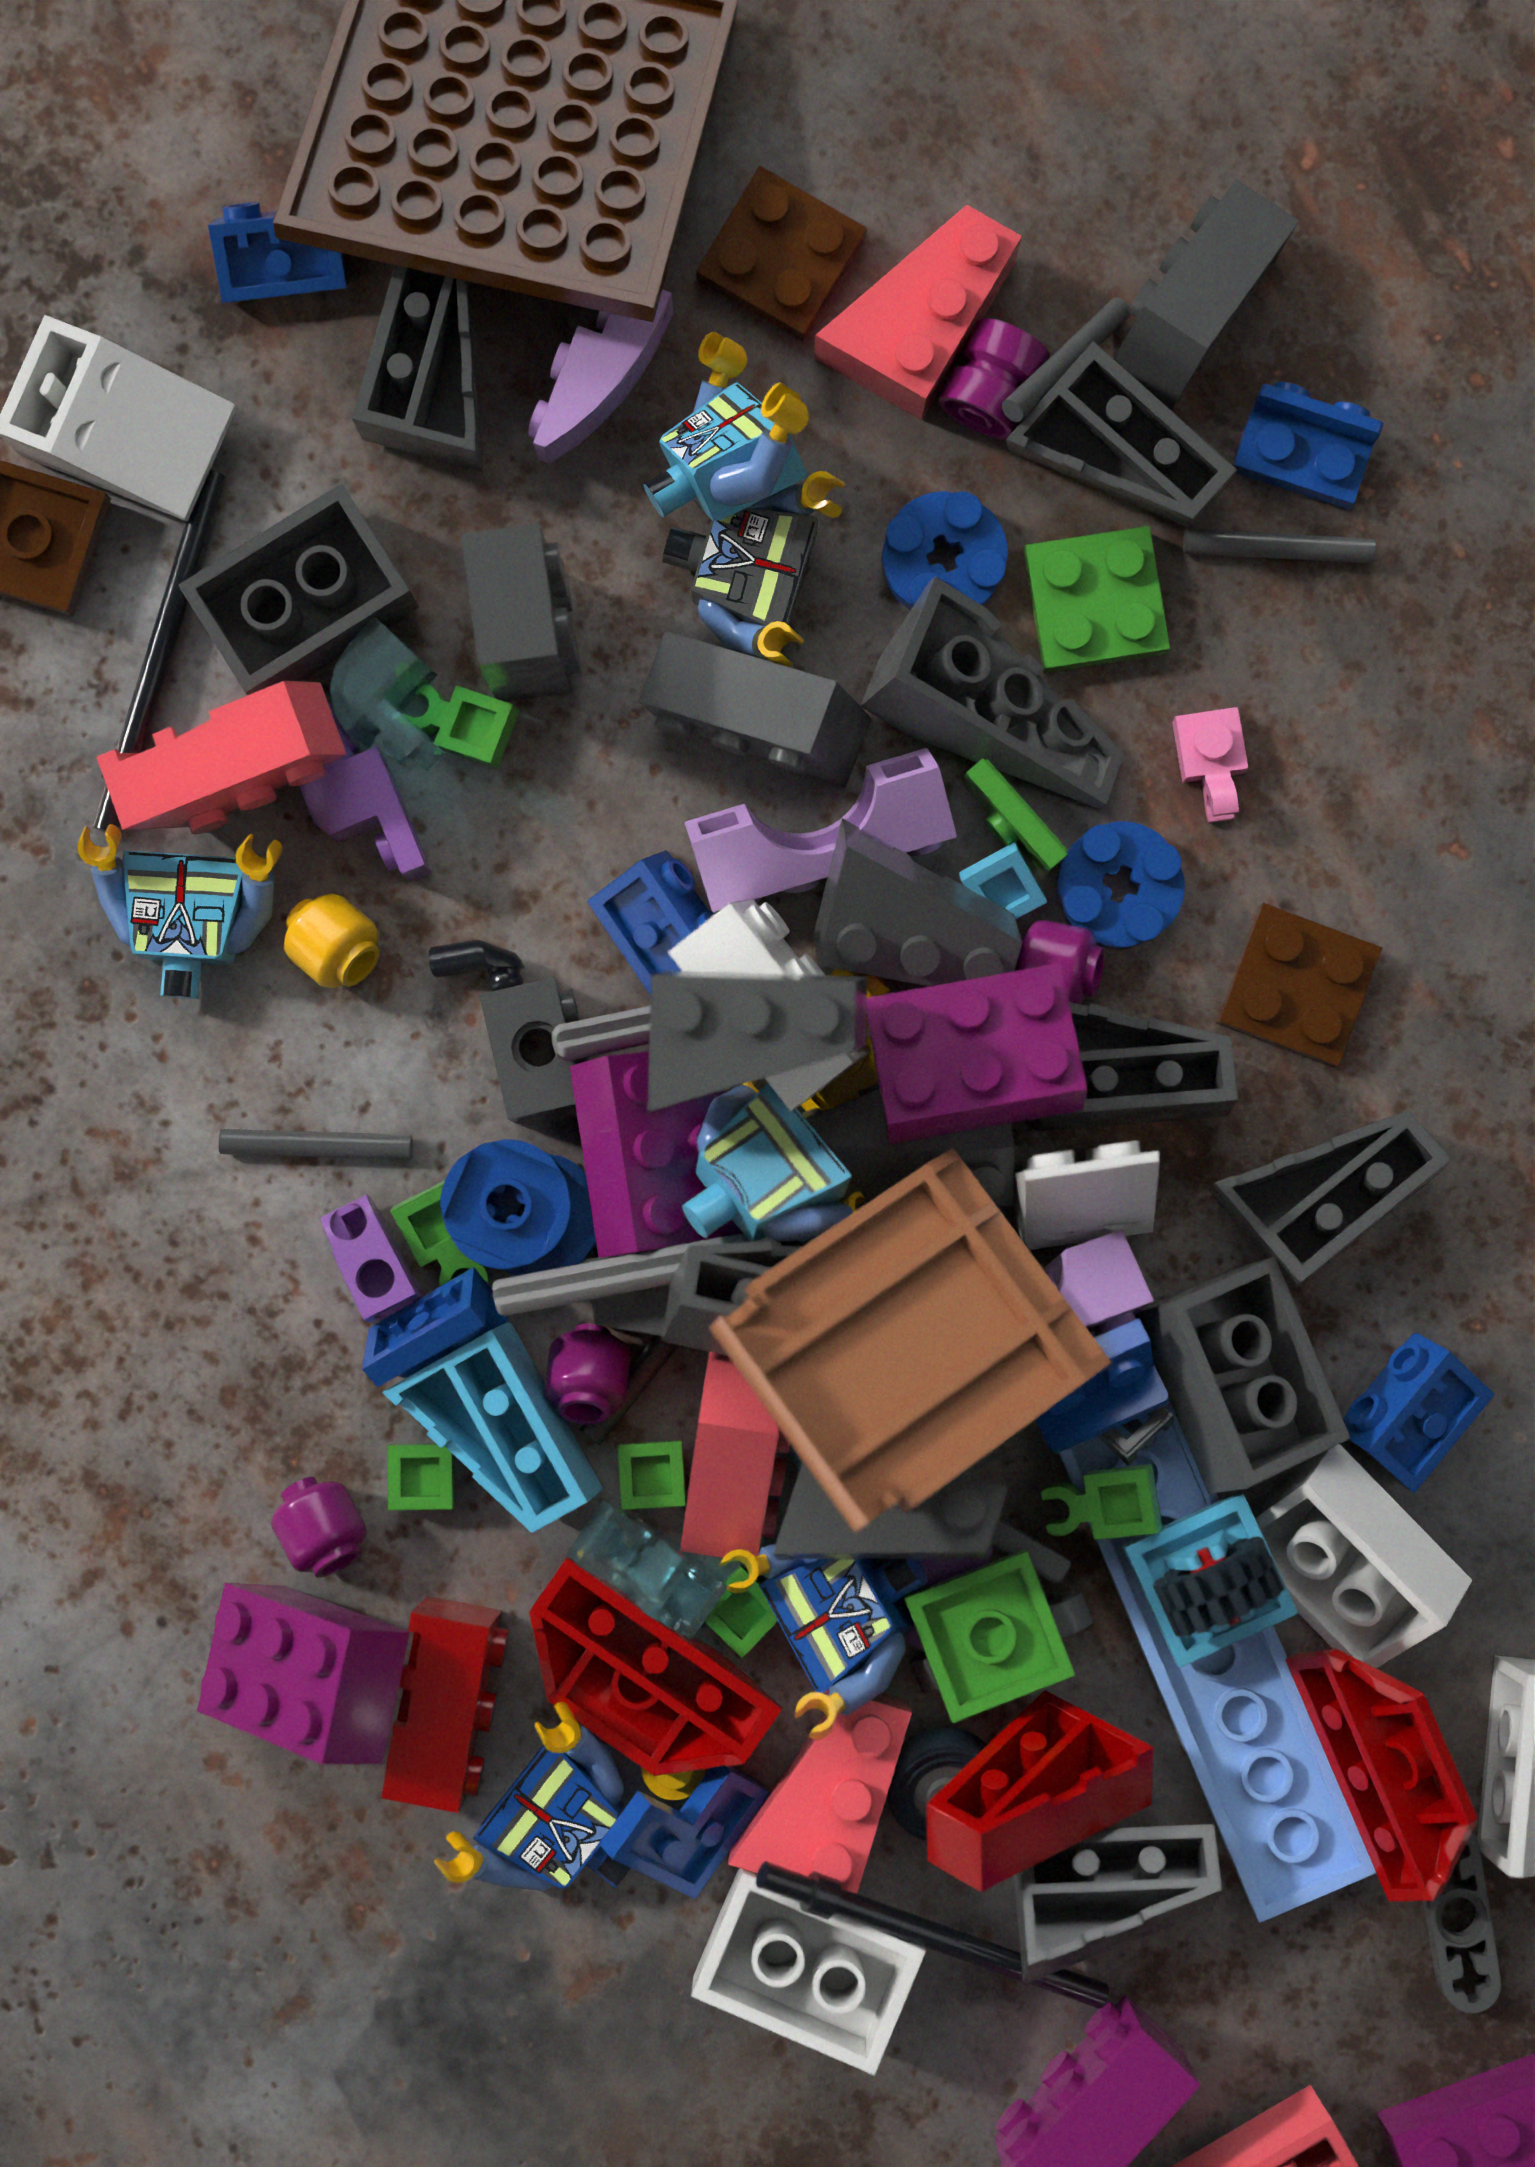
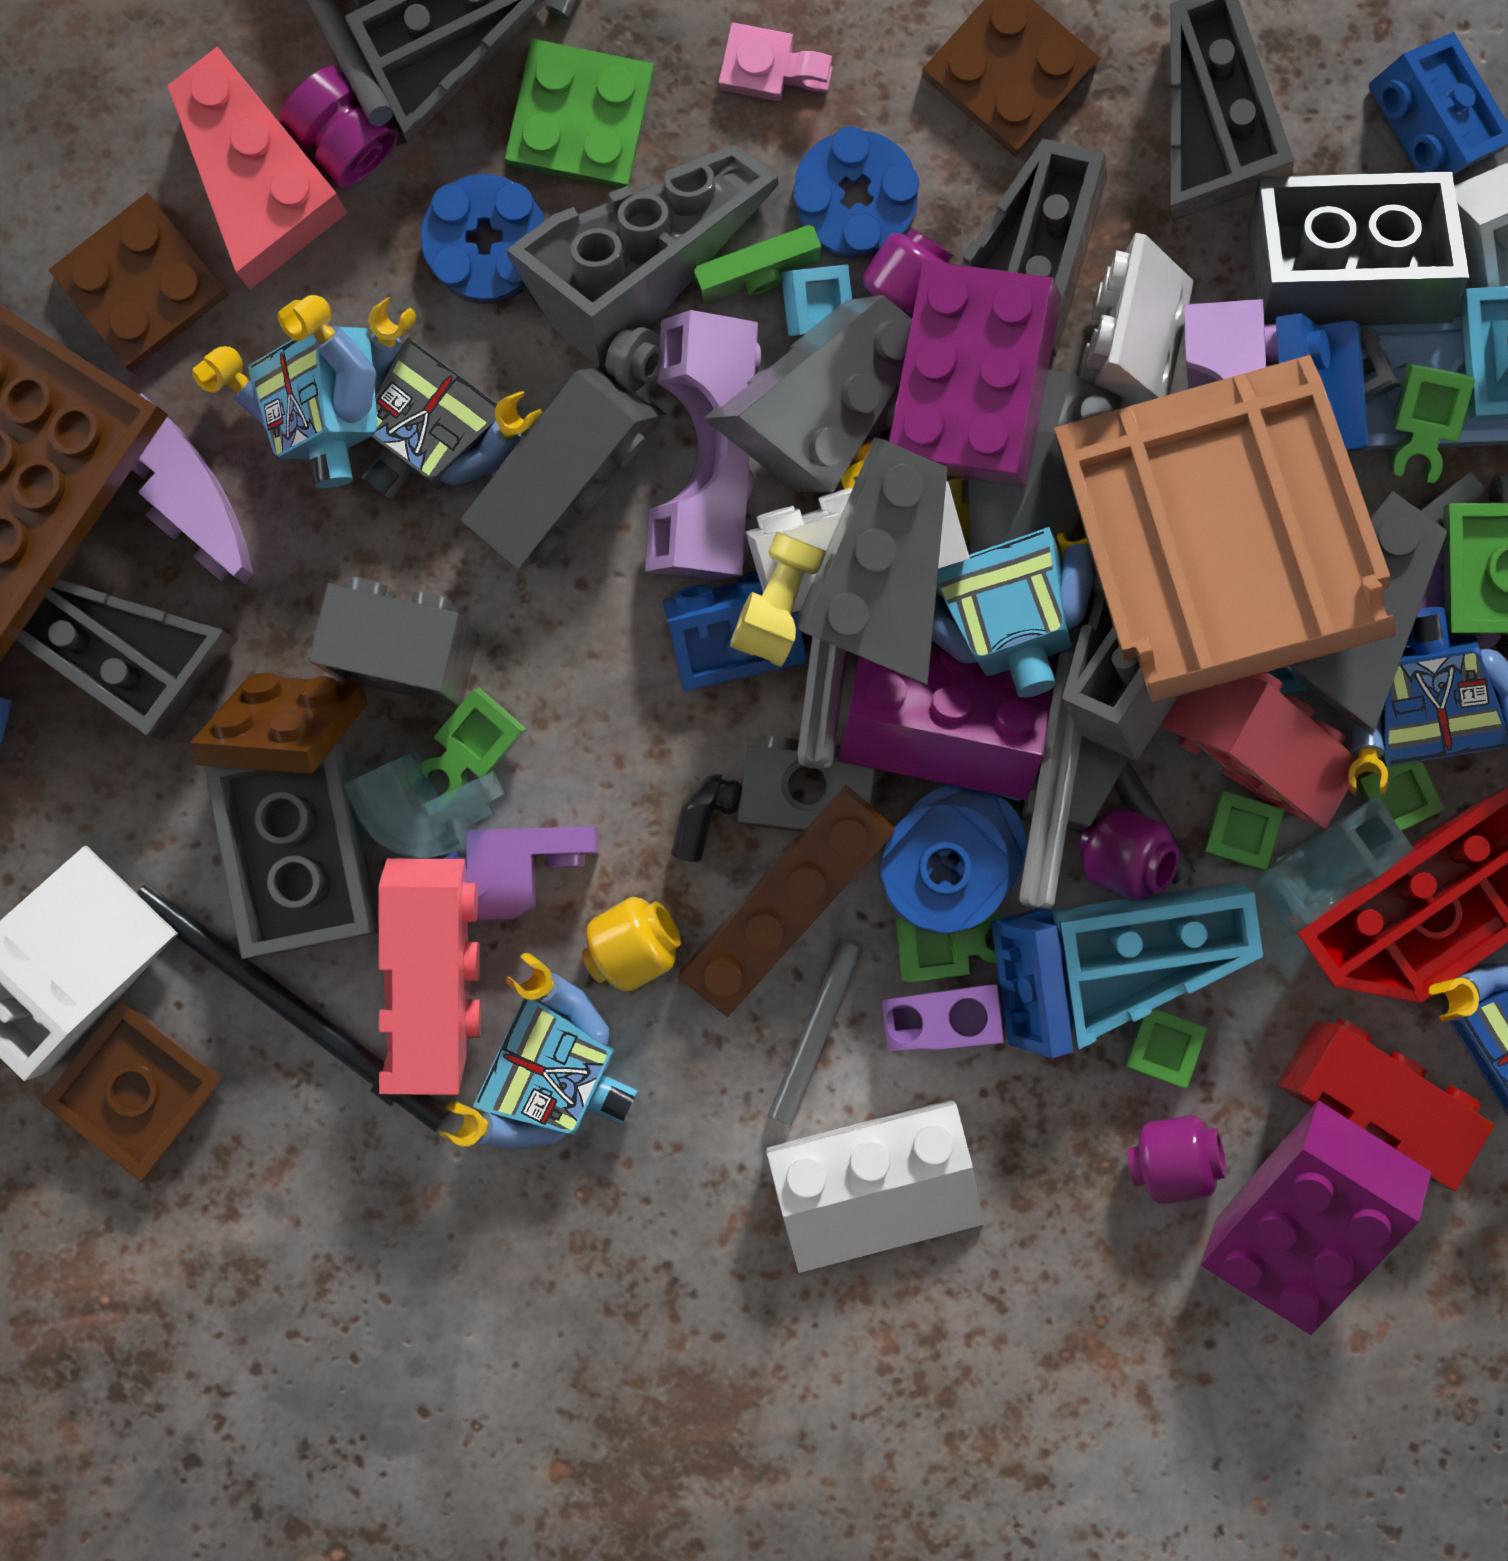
camera: 70 degrees left, 0 degrees up
(192, 1250) = (876, 1185): none -> white slope
(407, 535) = (279, 723): none -> reddish brown plate
(423, 1069) = (787, 901): none -> reddish brown plate
(655, 941) = (766, 620): none -> light yellow leg
(879, 734) = (634, 358): none -> dark grey plate

